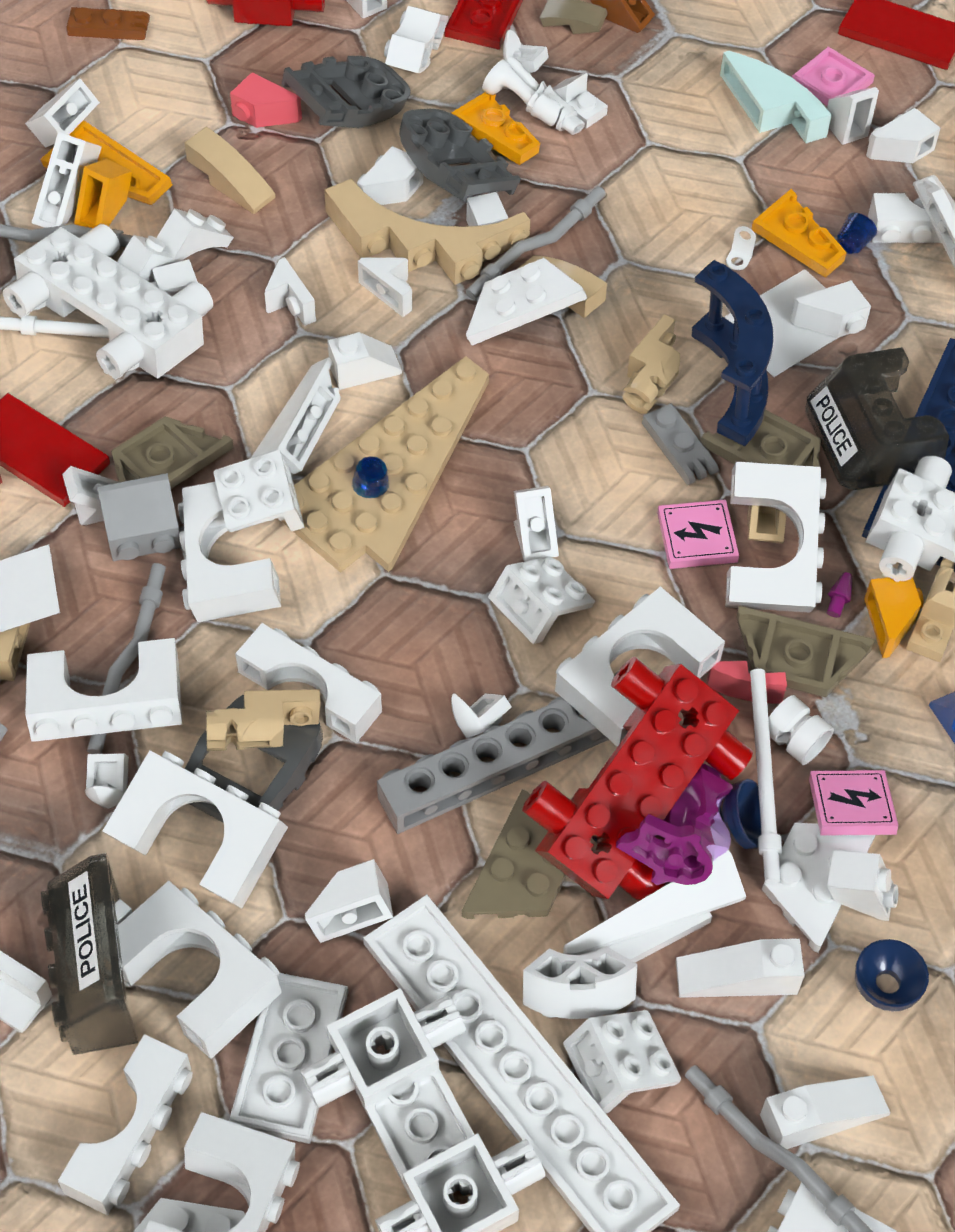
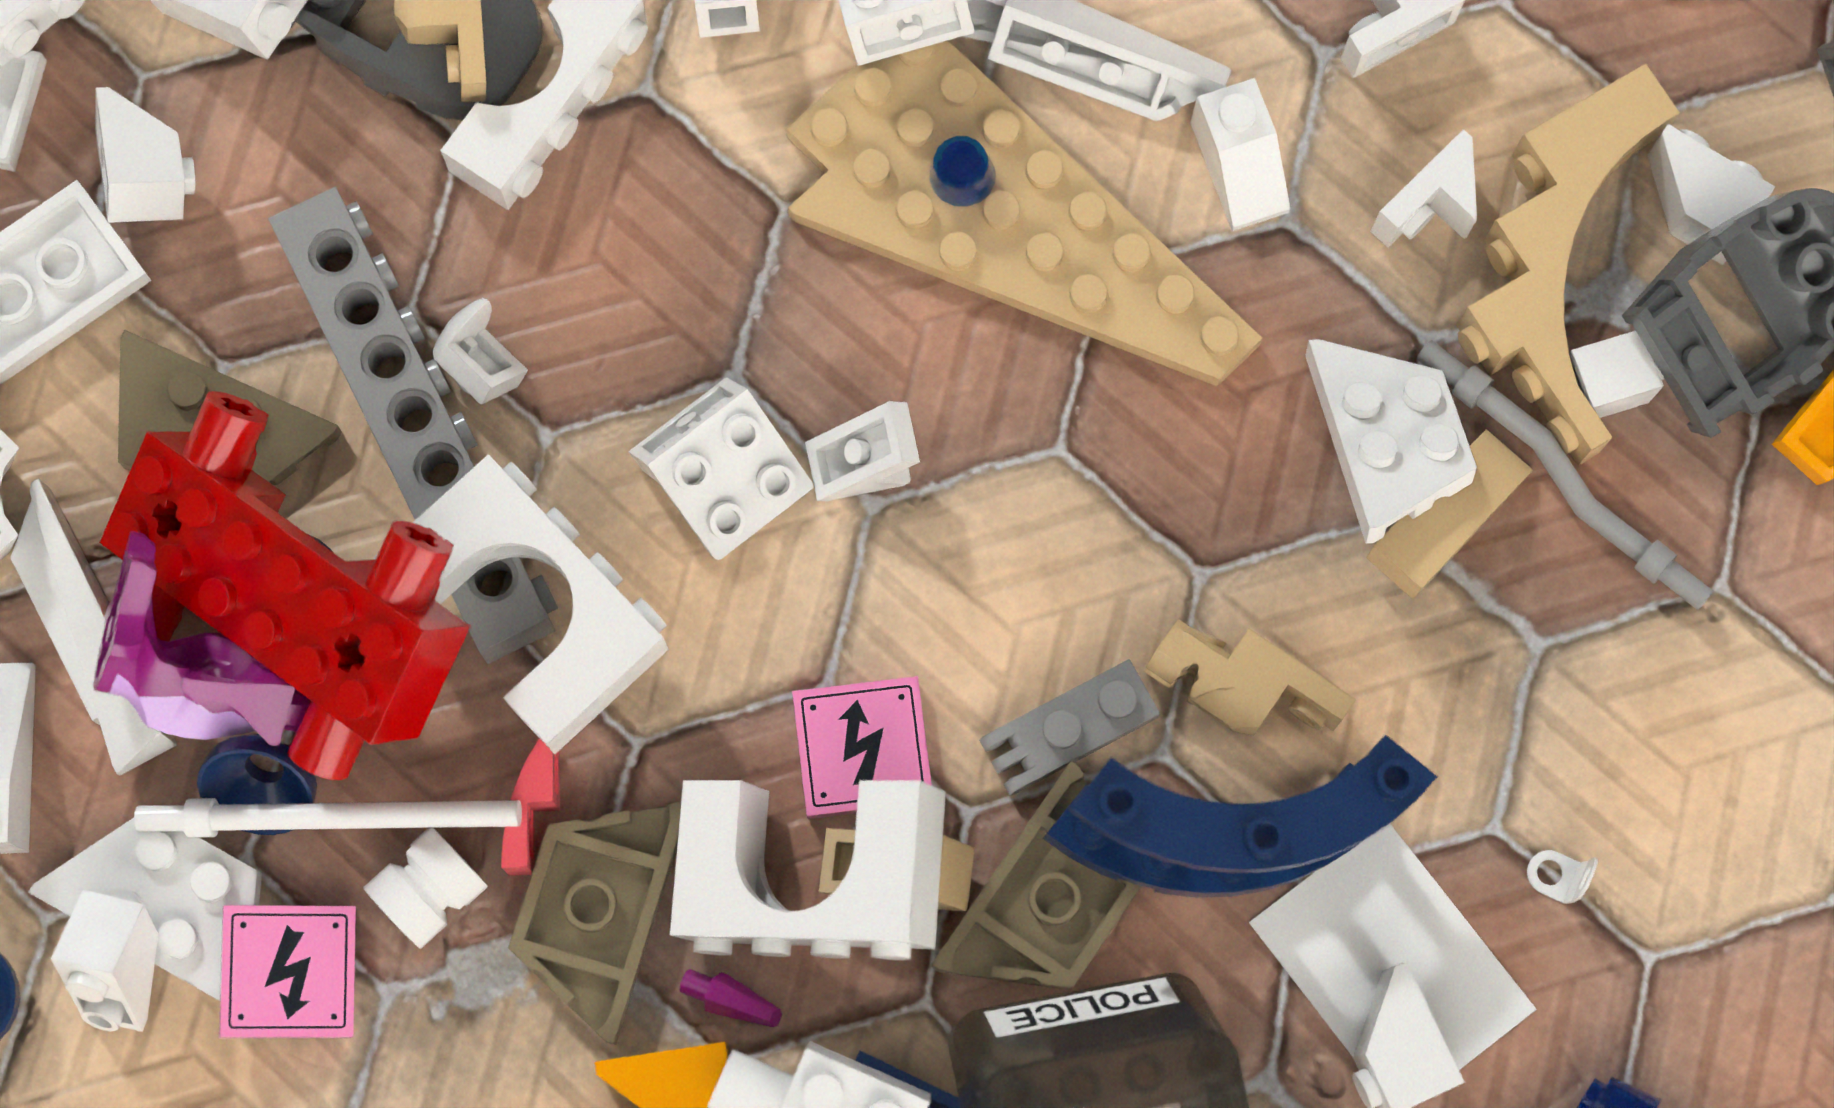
camera: 90 degrees right, 20 degrees up
(796, 233) = (1616, 998): light orange wing -> none

